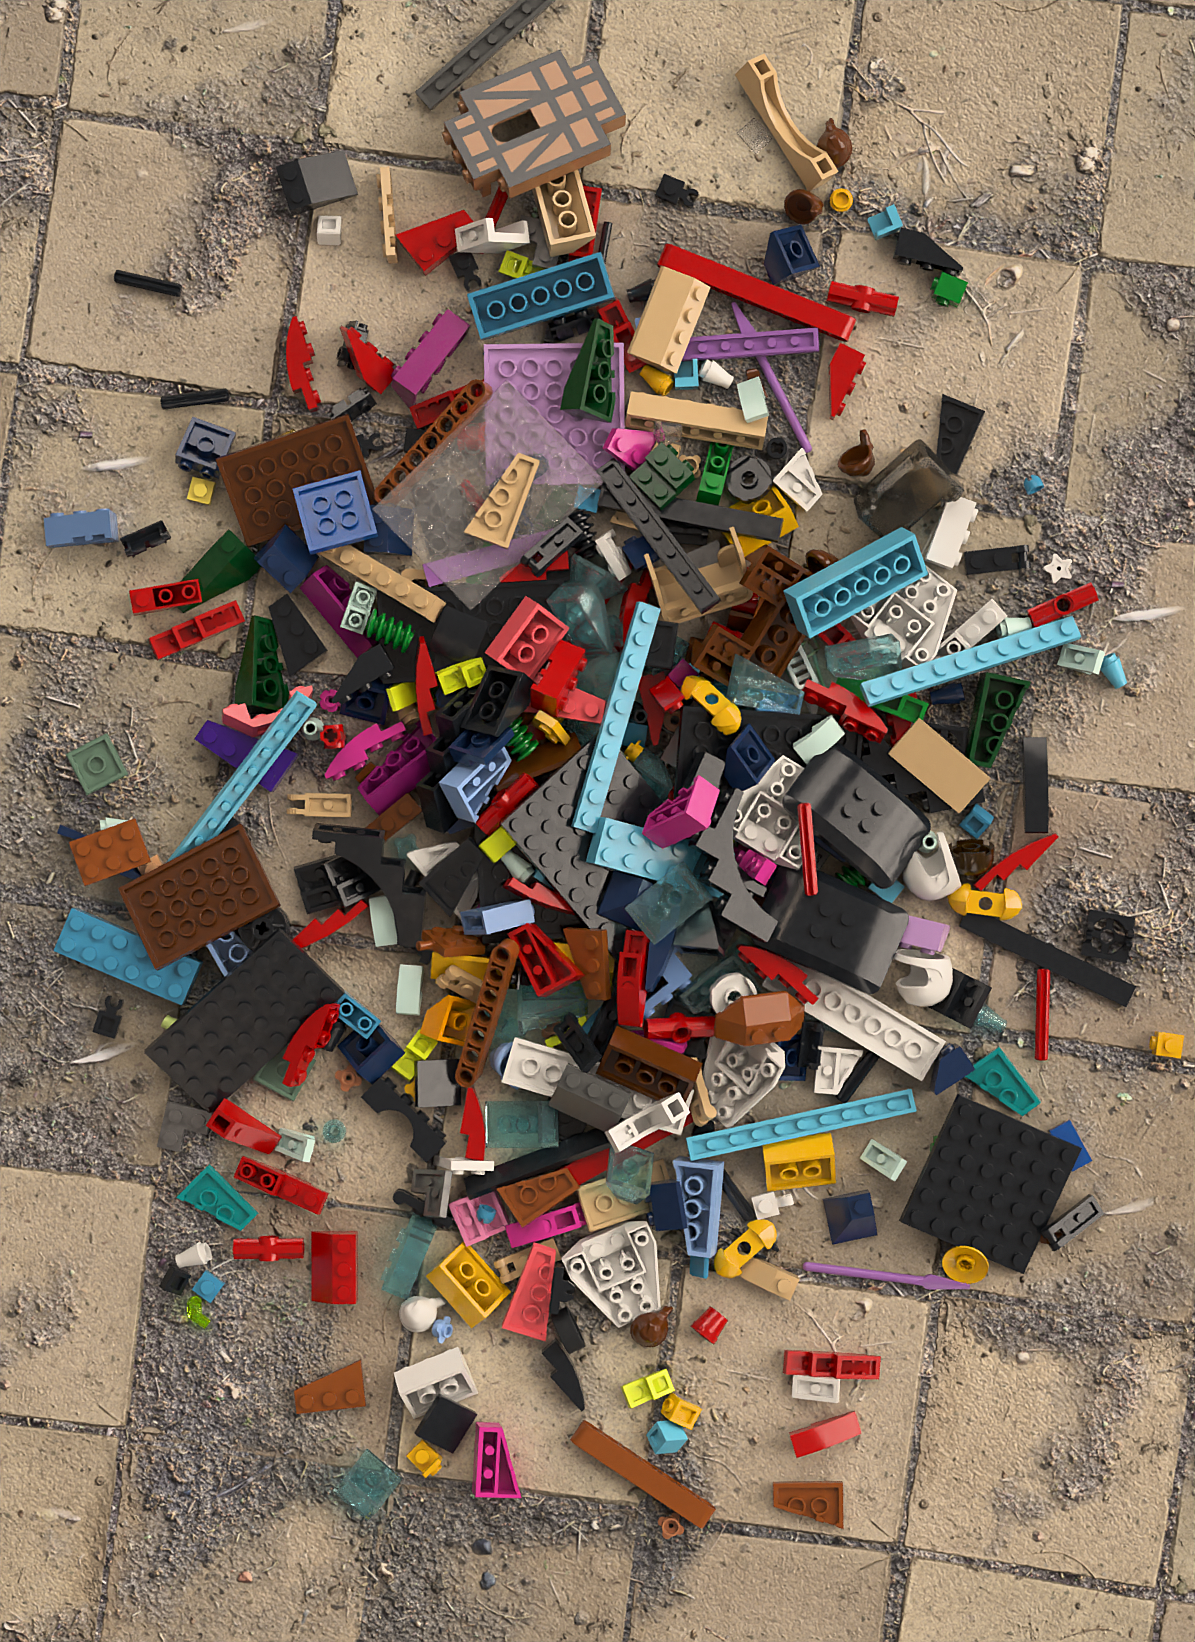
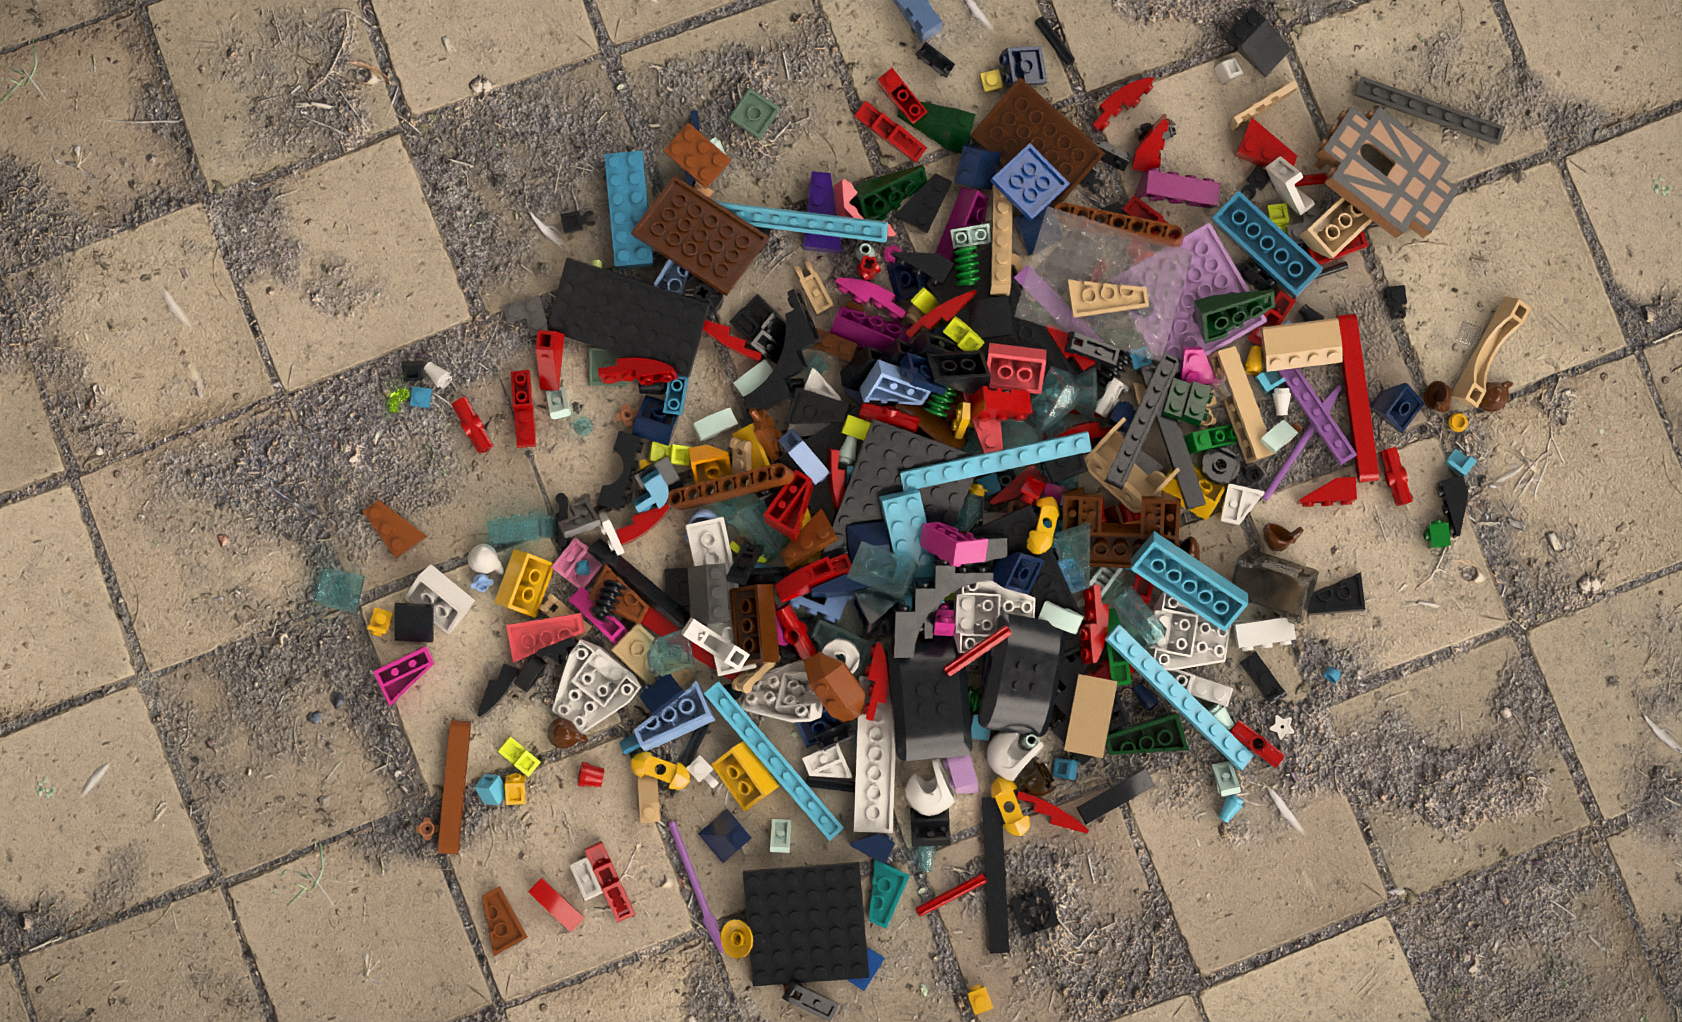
camera: 60 degrees right, 5 degrees down
(216, 1196) = (489, 369): teal wing -> none
(334, 1267) = (484, 480): red slope -> none
(450, 1094) = (656, 493): none -> brick
(521, 1124) = (662, 558): clear light blue slope -> none
(536, 1210) = (605, 600): none -> black piece
(687, 534) = (1155, 443): black hinge -> none

